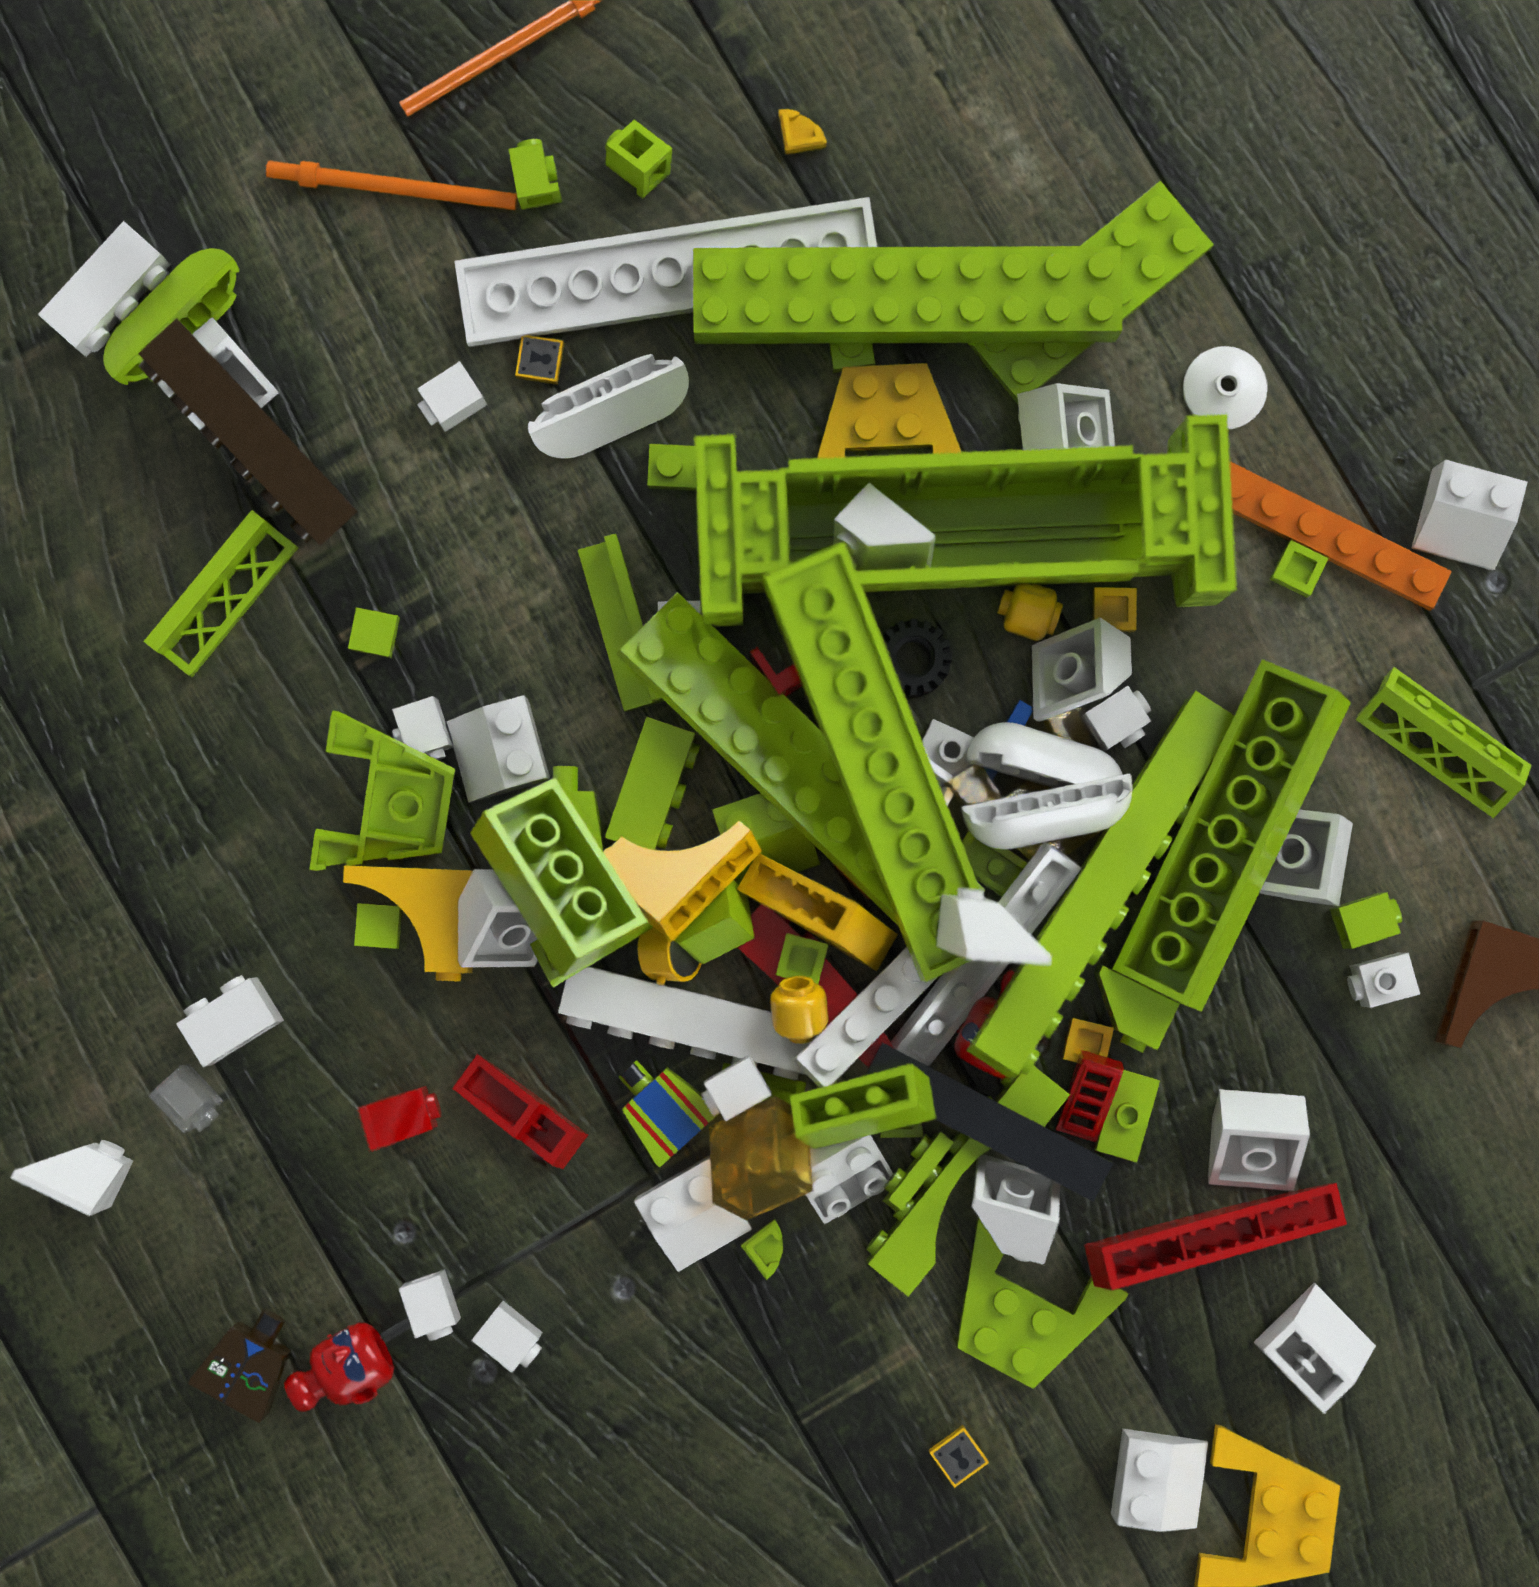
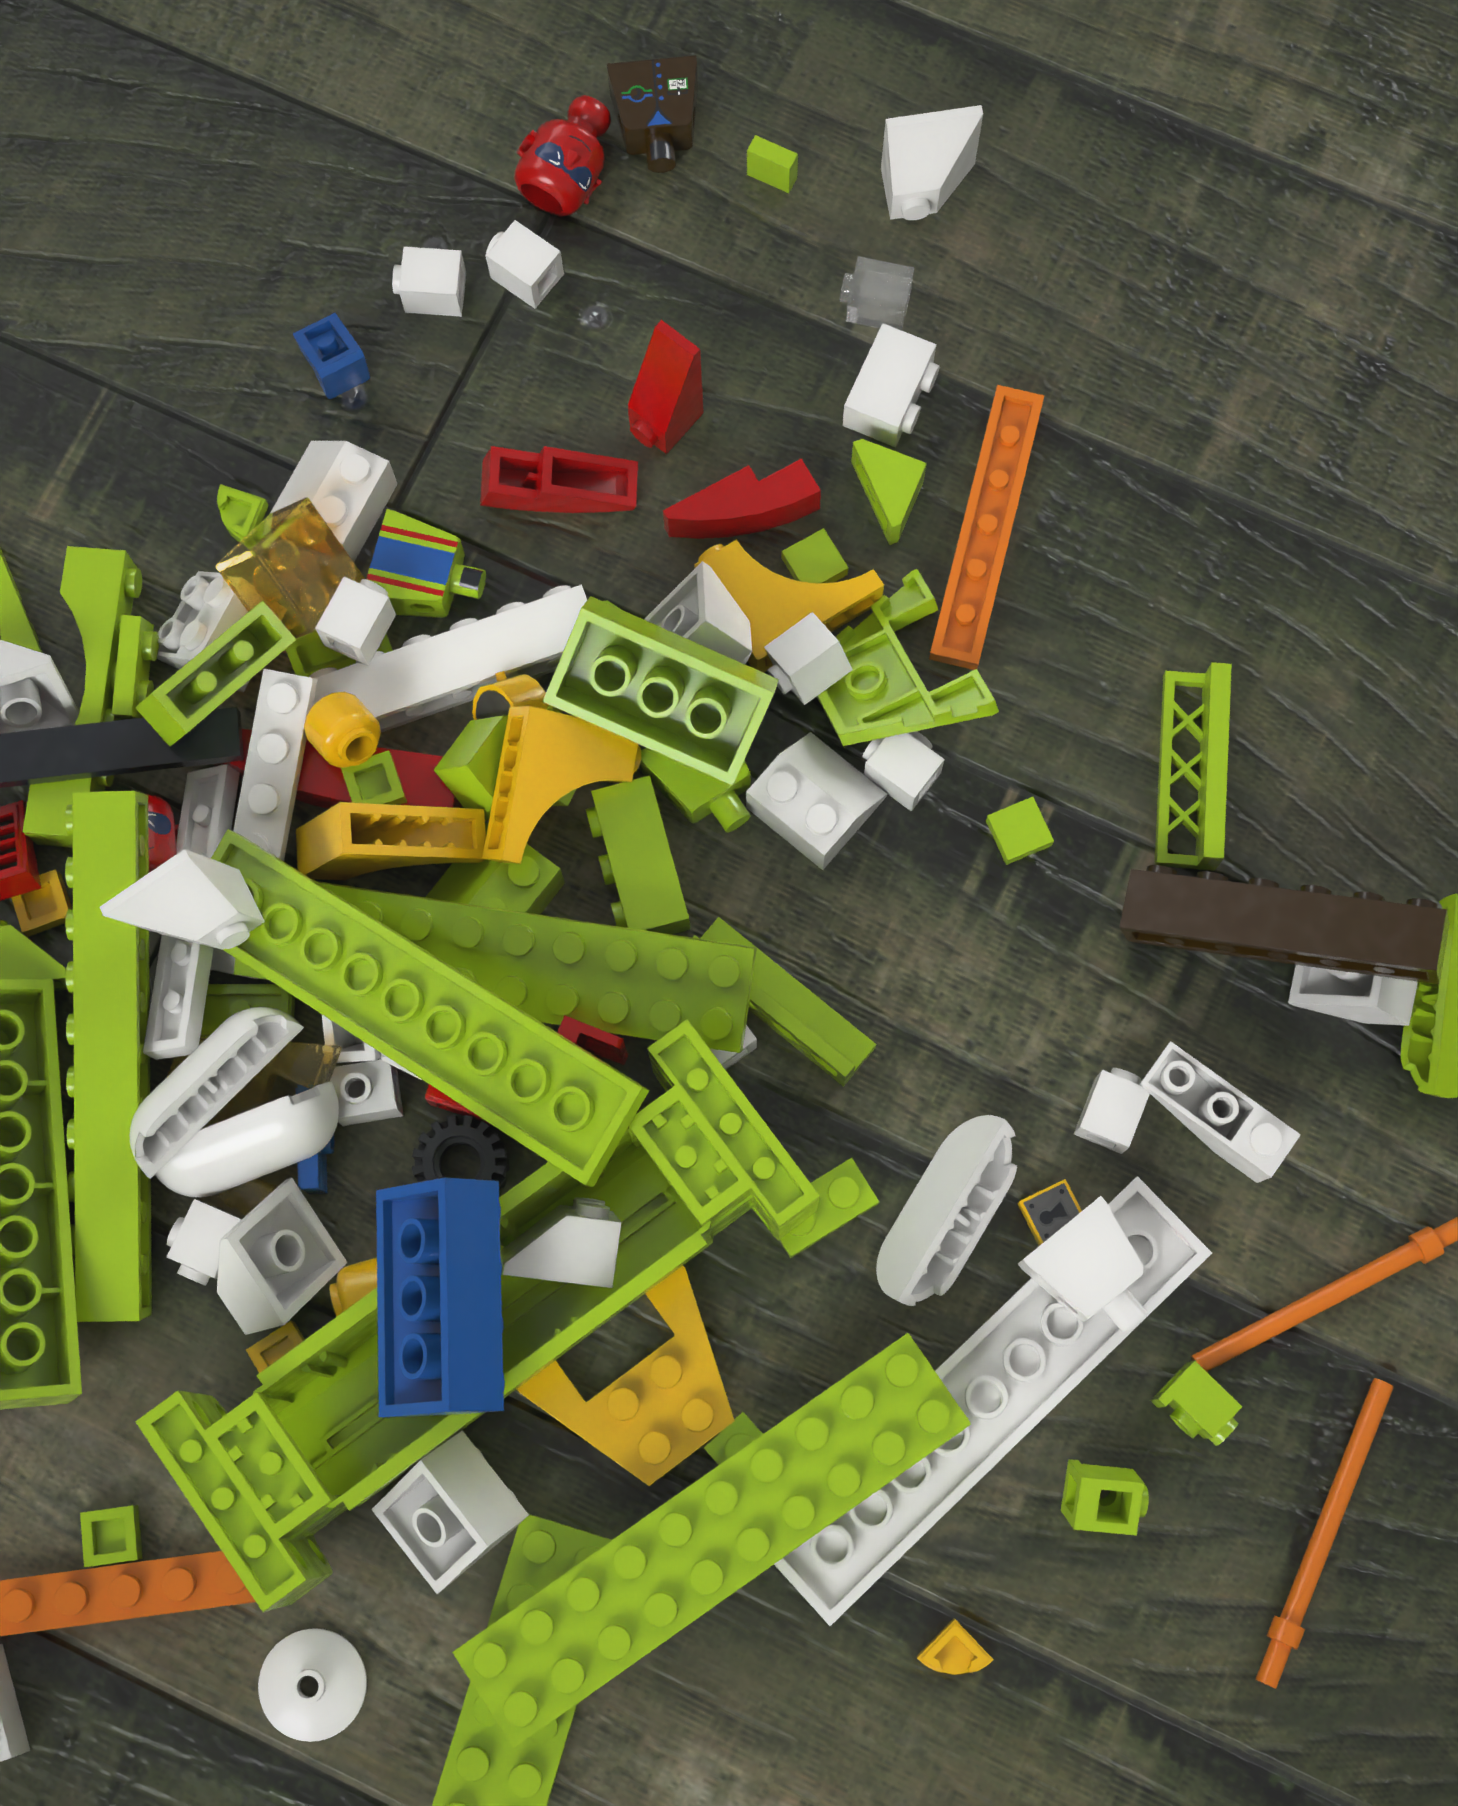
camera: 150 degrees right, 10 degrees down
(191, 1259) = (772, 164): none -> lime tile
(236, 867) = (986, 528): none -> orange plate
(284, 944) = (890, 484): none -> lime slope
(382, 342) = (1220, 1114): none -> white slope
(396, 1000) = (744, 504): none -> red slope
(437, 847) = (807, 659): none -> white brick
(542, 302) = (1090, 1267): none -> white torso
(619, 1330) = (333, 355): none -> blue slope
(988, 535) = (439, 1298): none -> blue slope

